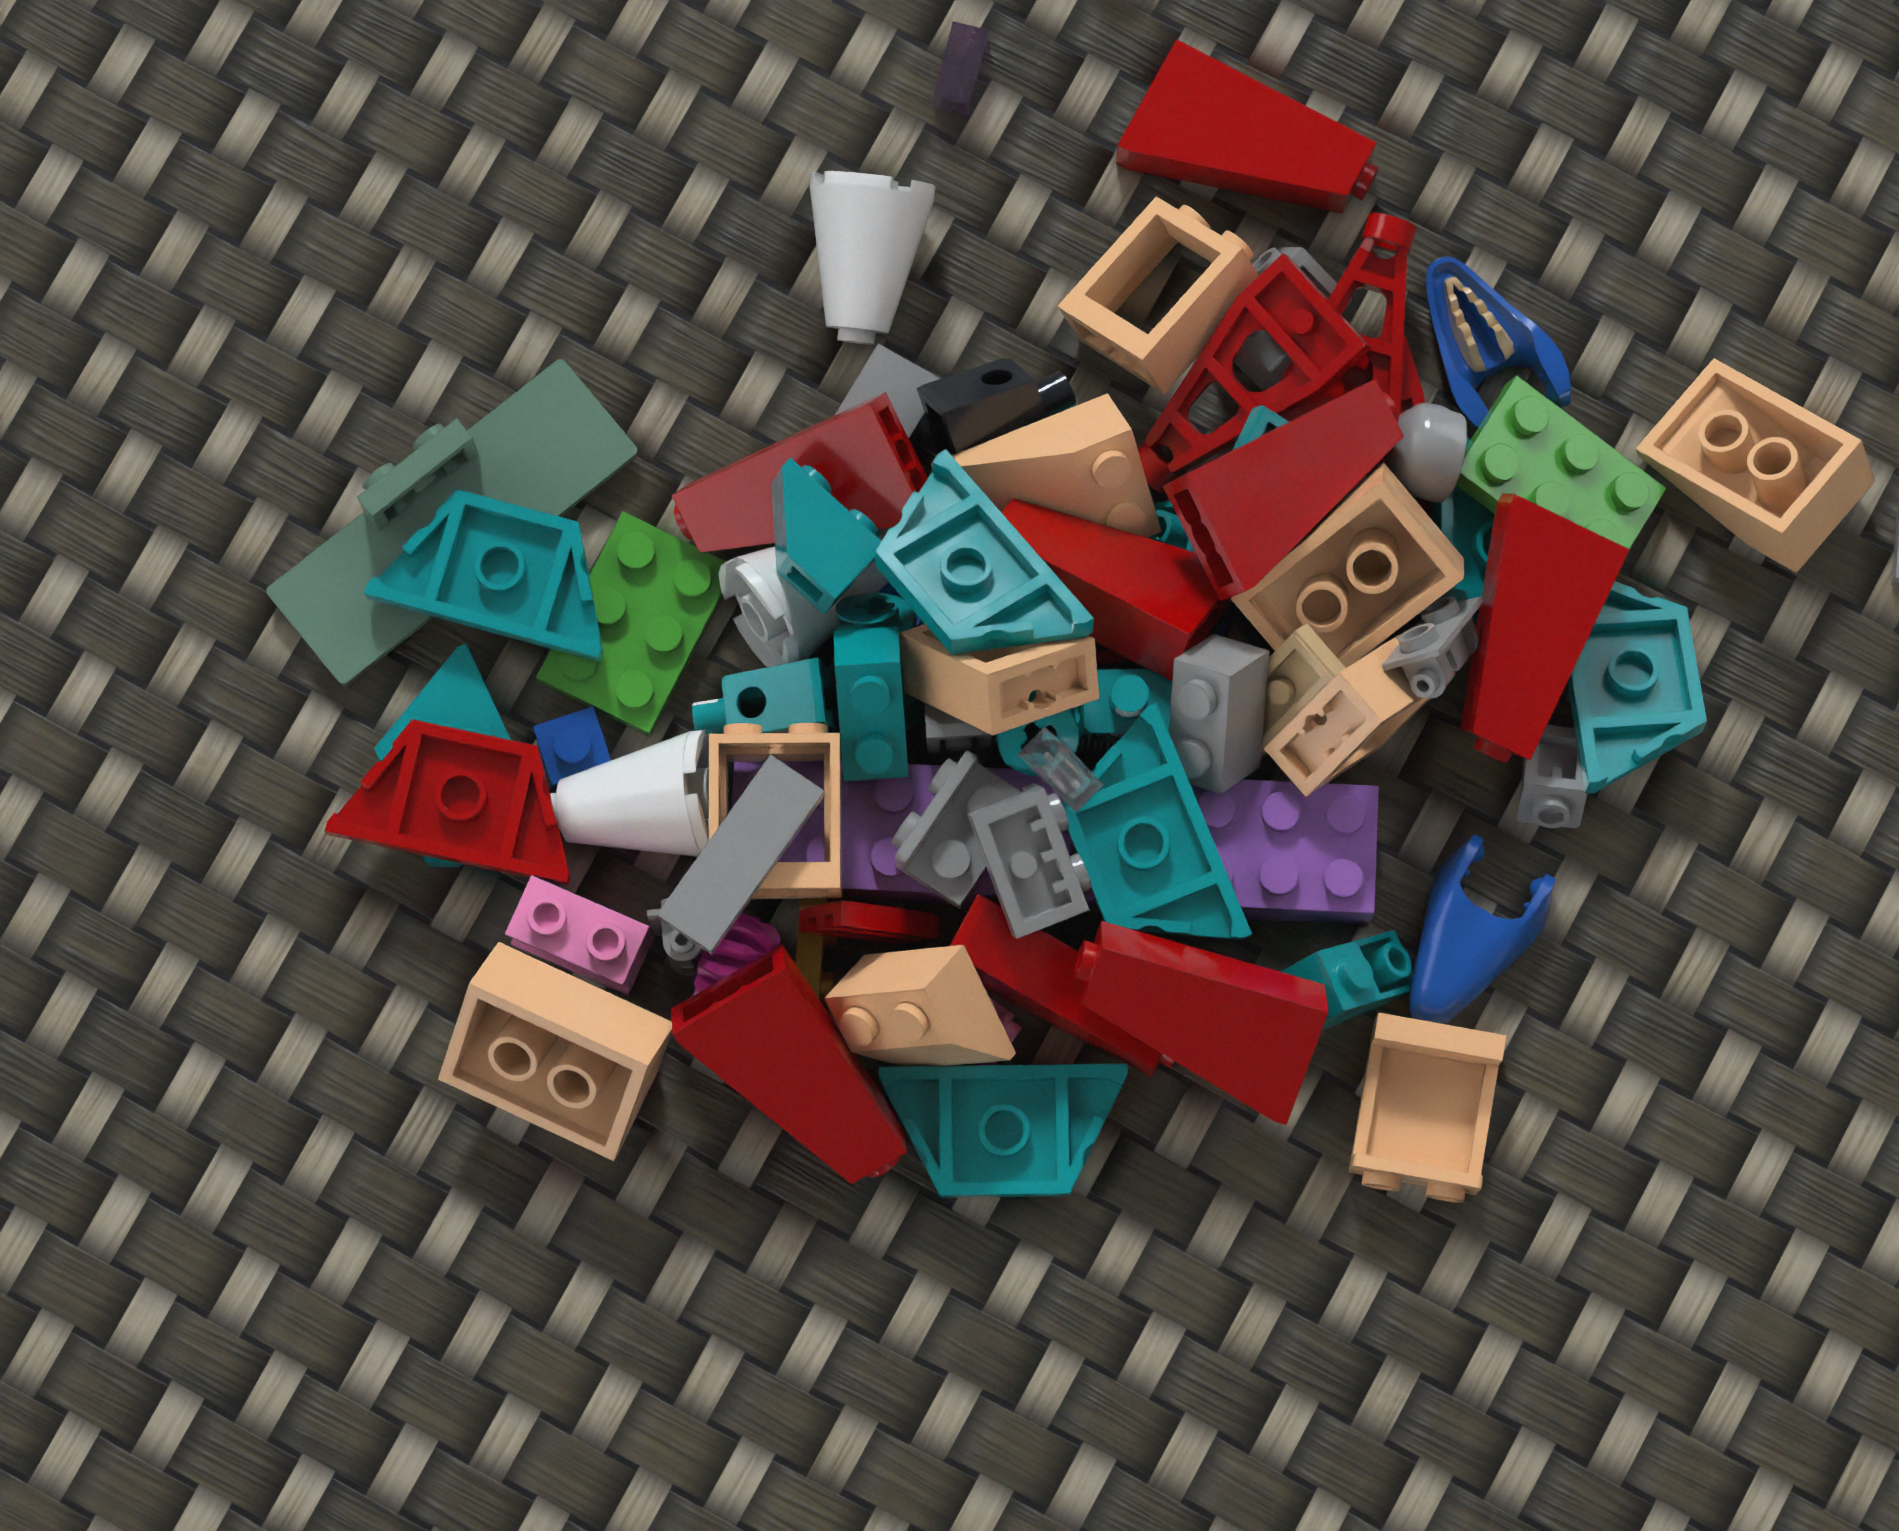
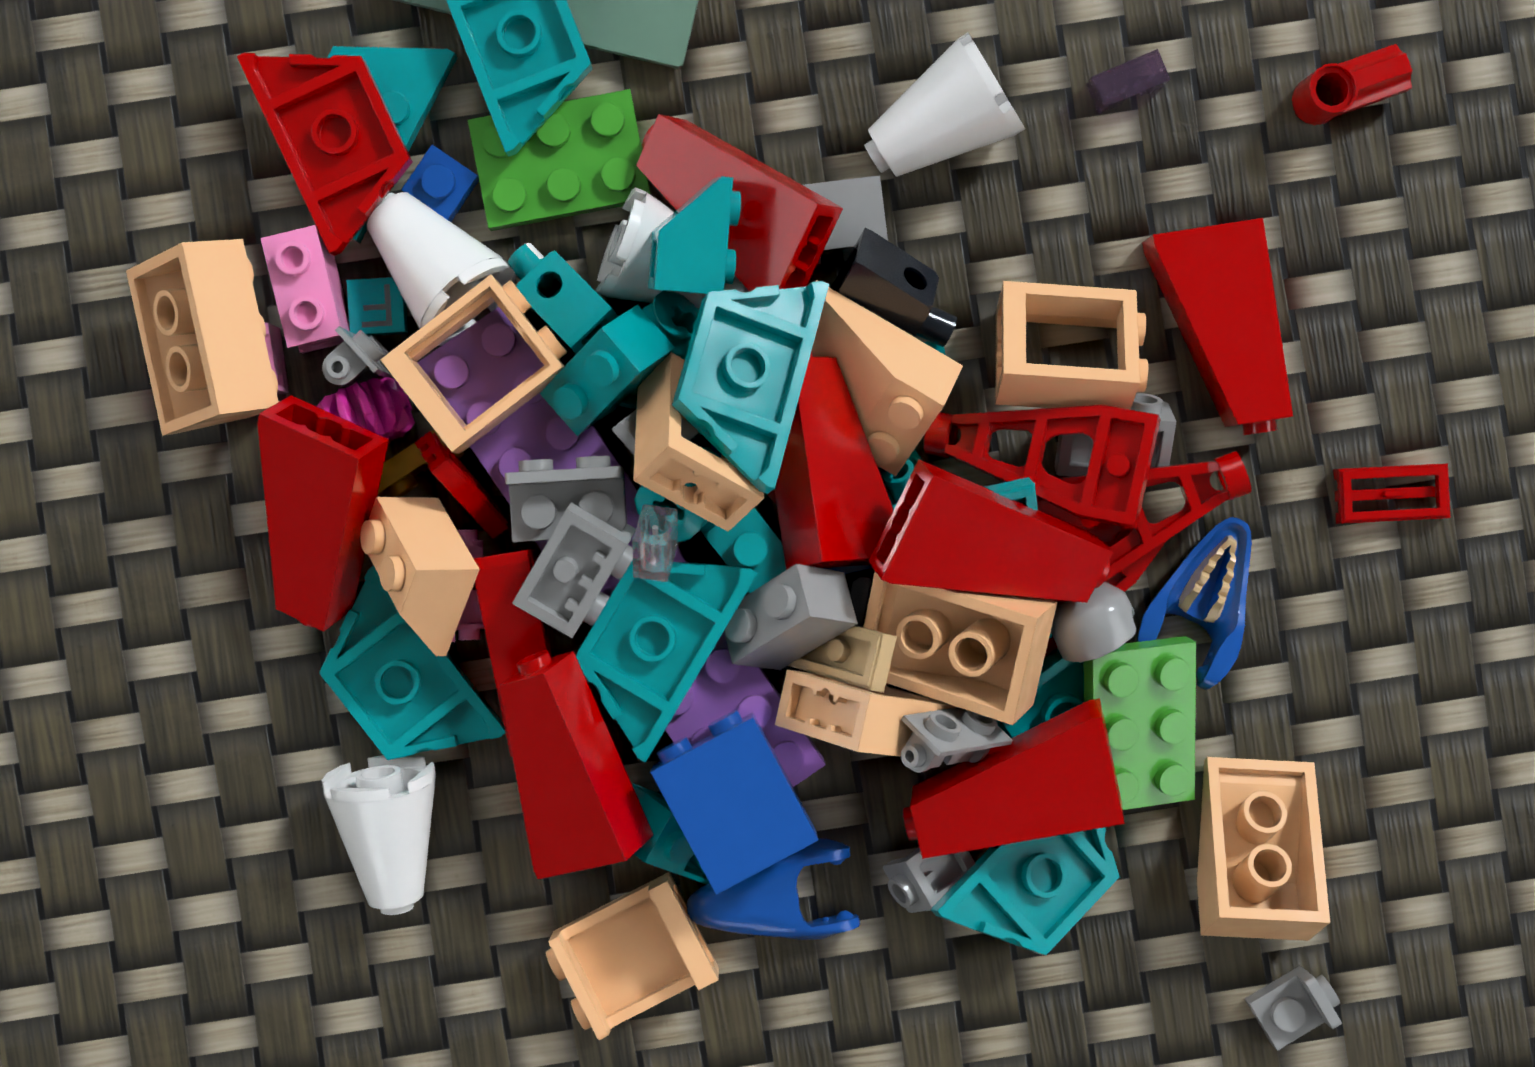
camera: 55 degrees right, 10 degrees up
(637, 886) = (376, 307): none -> teal tile
(741, 854) = (417, 364): light grey tile -> none
(1133, 1239) = (385, 826): none -> white cone
(1346, 881) = (733, 800): none -> blue brick
(1487, 152) = (1346, 495): none -> red tile

